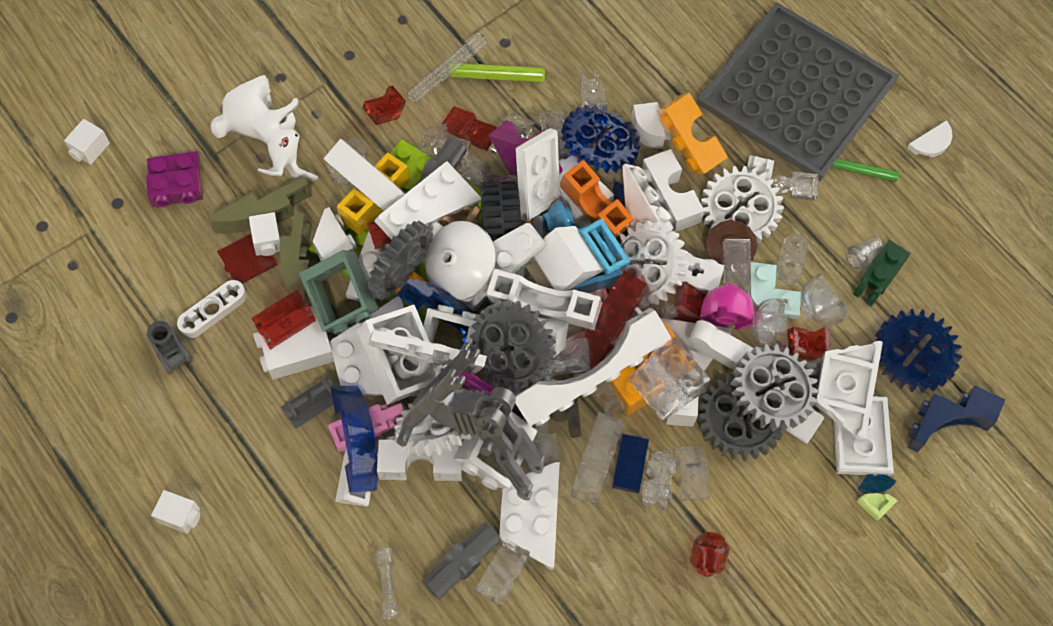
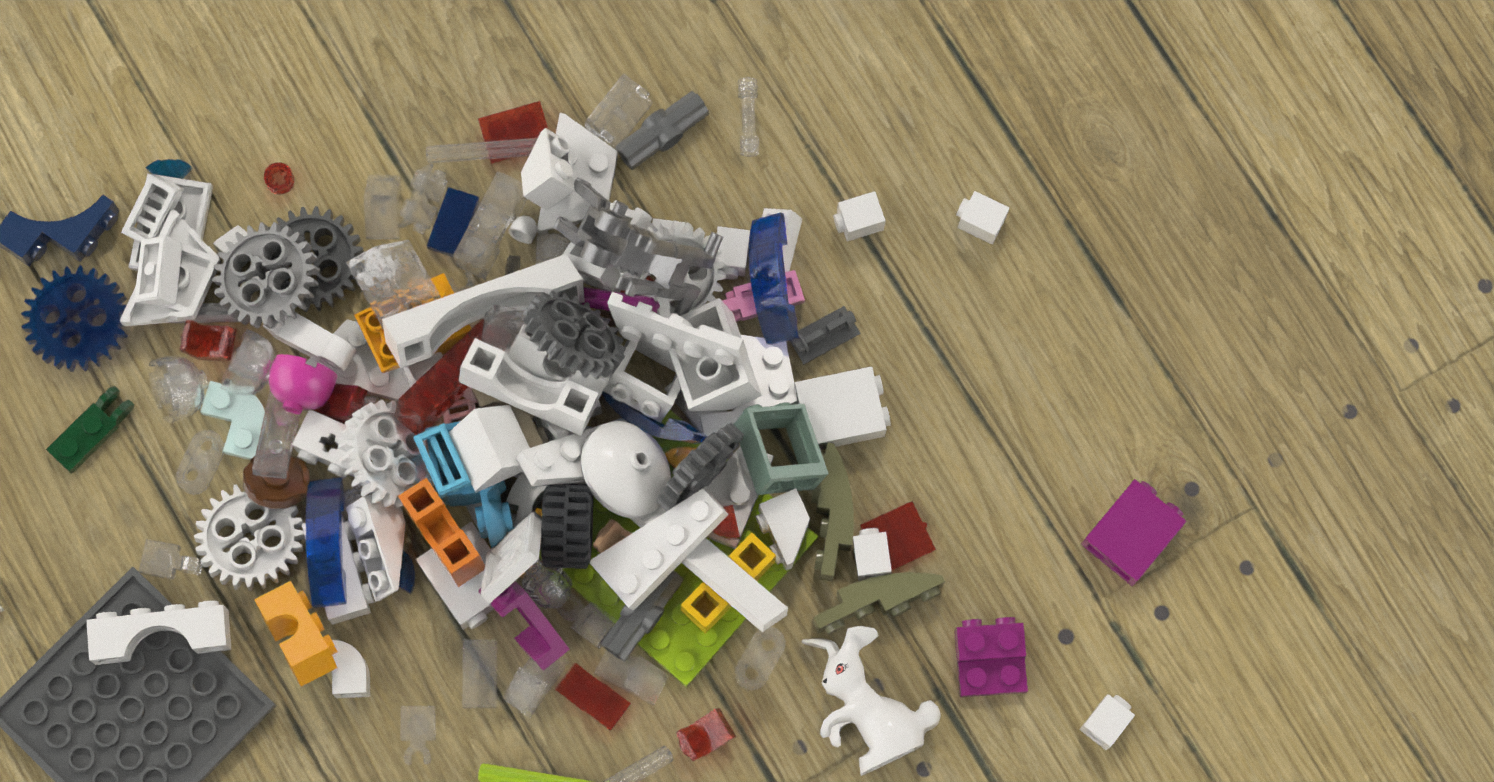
camera: 175 degrees left, 10 degrees up
(56, 272) = (1134, 531): none -> magenta panel
(170, 349) = (992, 413): dark grey piece -> none
(212, 298) = (957, 448): white beam -> none
(283, 319) = (850, 420): clear red hinge -> none
(284, 501) = (859, 216): none -> white brick
(555, 500) = (548, 171): none -> white slope
(569, 463) = (523, 229): none -> white hinge
(588, 127) = (437, 671): clear blue gear -> none
(590, 545) = (513, 124): none -> clear red plate
(608, 521) = (480, 150): none -> clear axle
(685, 200) = (324, 542): none -> clear blue slope
(709, 554) = (382, 103): clear red head -> none
(762, 133) = (116, 637): none -> white arch
(762, 165) = (212, 590): white tile -> none
(783, 475) = (269, 179): none -> clear red bush
(862, 381) = (158, 271): none -> white slope
(863, 253) = (105, 456): clear cone -> none
(866, 170) = (65, 580): bright green bar -> none
(876, 455) = (141, 204): none -> white slope
(876, 504) = (174, 146): yellowish green tile -> none

